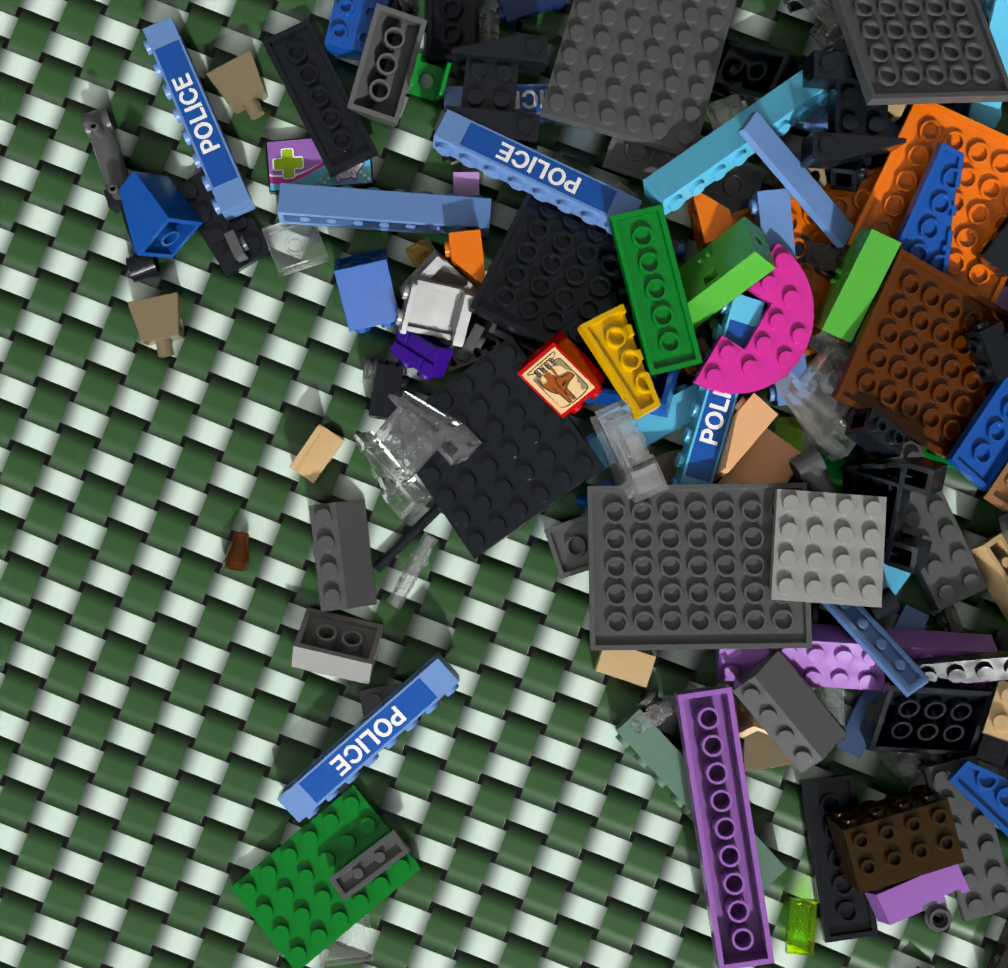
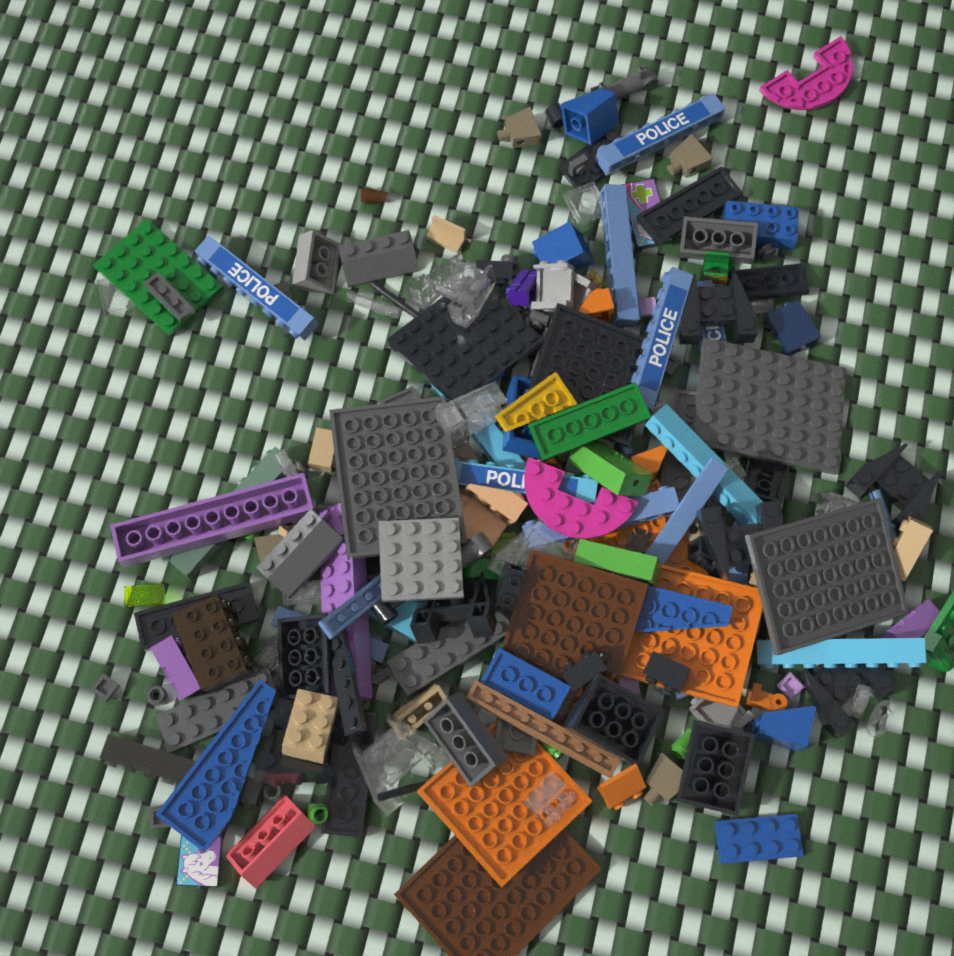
camera: 80 degrees right, 15 degrees down
(562, 375) = (519, 368): brick -> none

